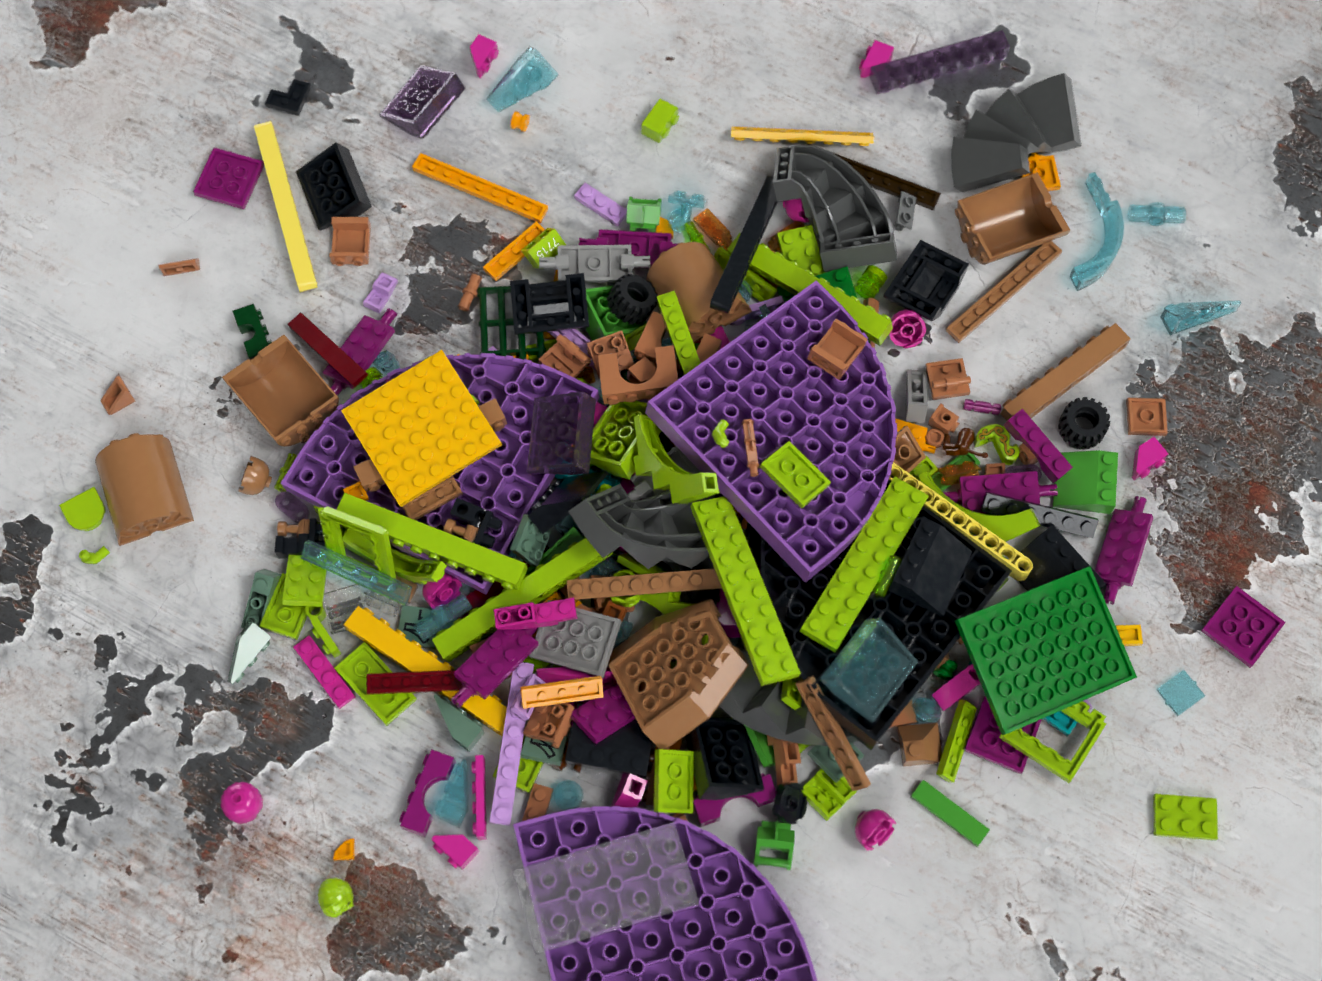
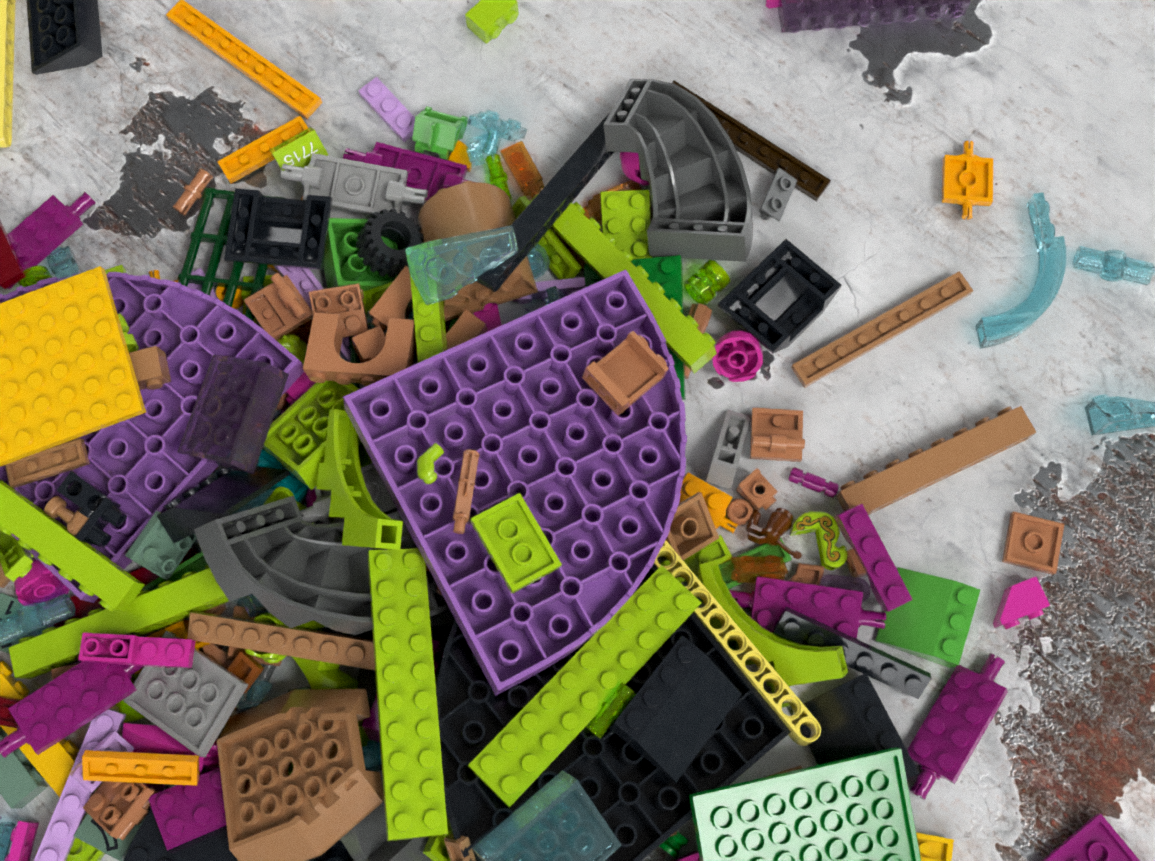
camera: 15 degrees right, 5 degrees up
(350, 241) = (65, 95): nougat panel -> none
(381, 292) = (86, 168): lavender slope -> none
(696, 297) = (453, 262): none -> clear light blue wedge
(808, 136) = (659, 67): yellow plate -> none
(1009, 219) = (912, 235): medium nougat cylinder -> none
(1013, 127) = (951, 110): dark grey piece -> none
(1090, 411) = (959, 521): black tyre -> none

